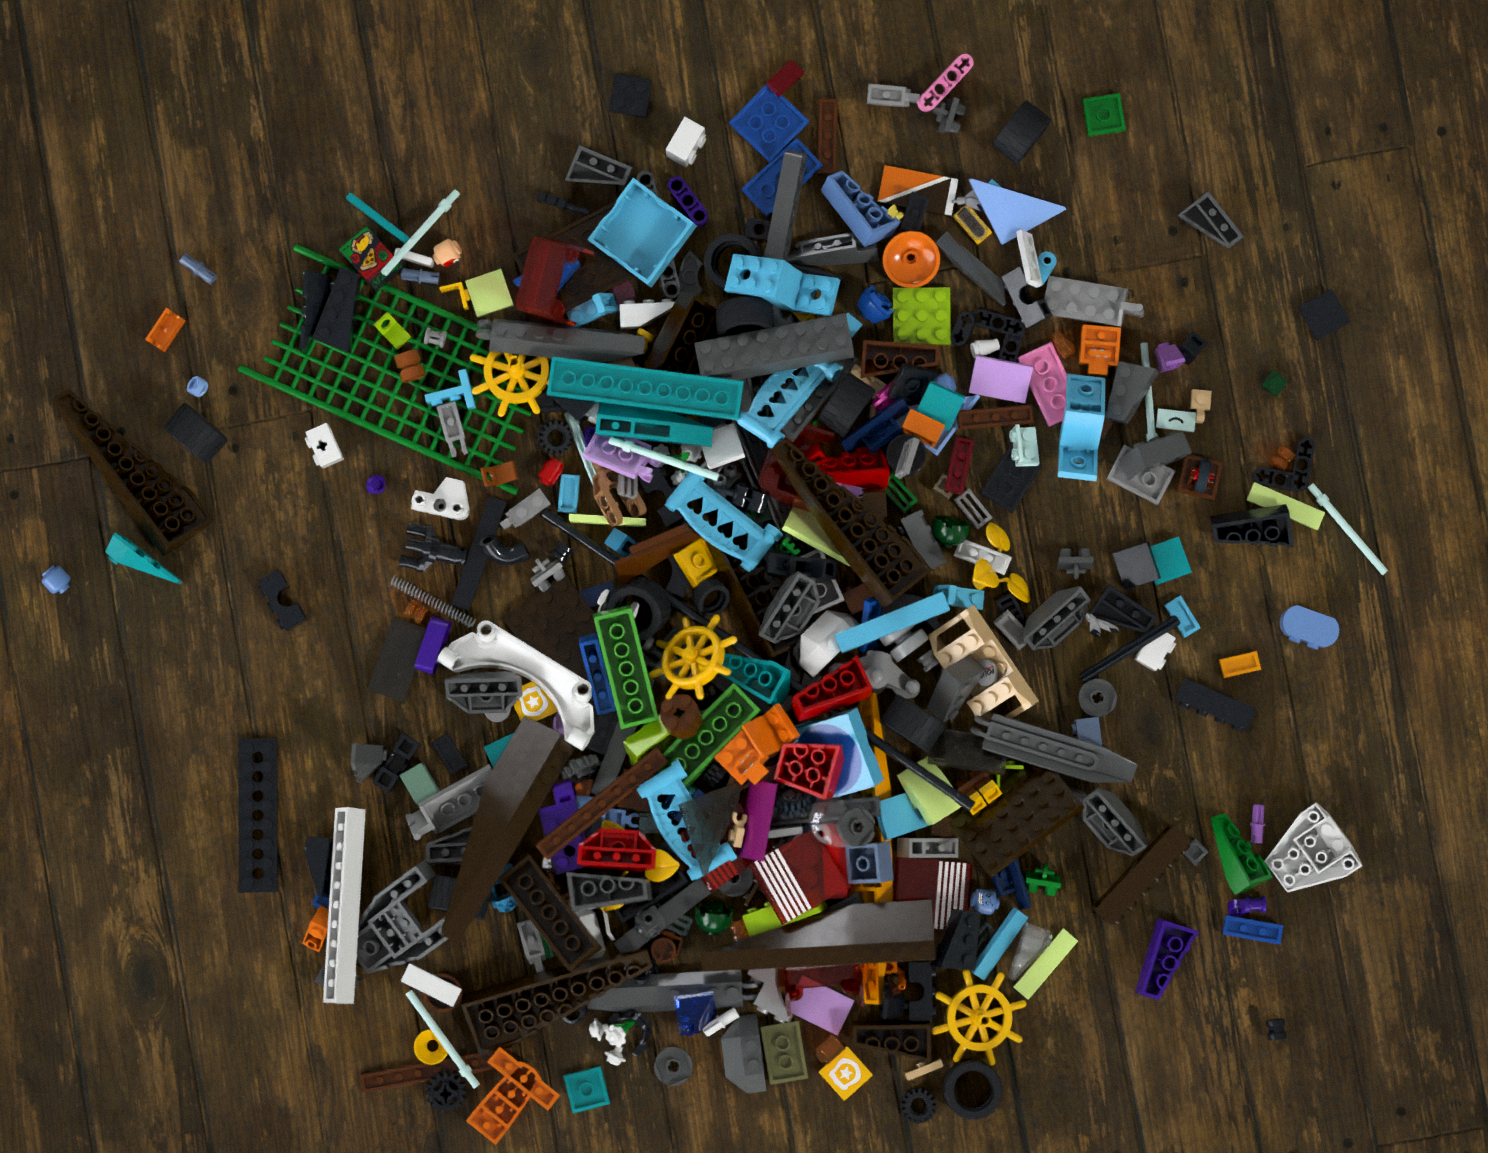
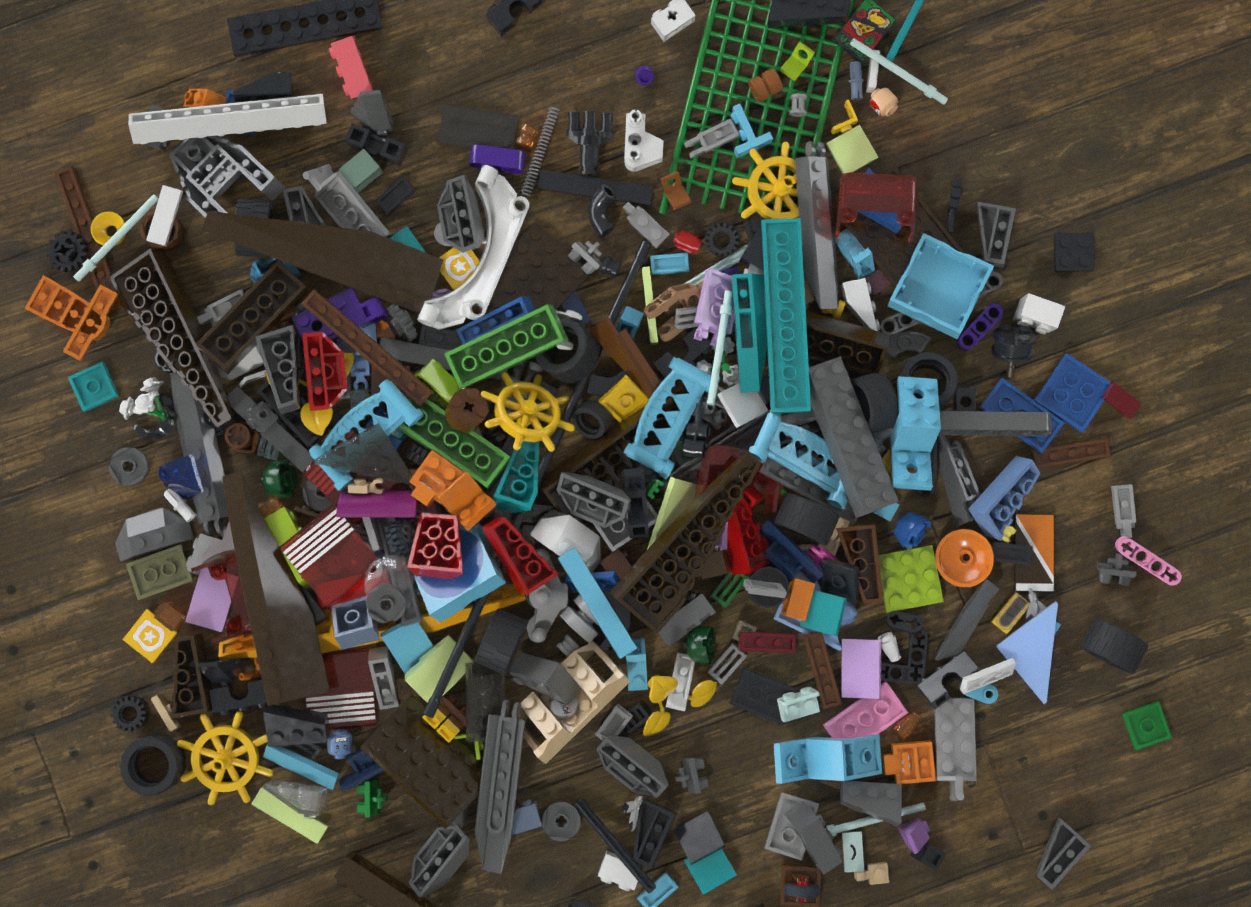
camera: 80 degrees right, 0 degrees up
(312, 774) = (350, 66): none -> coral wedge
(712, 172) = (1013, 345): none -> black wheel

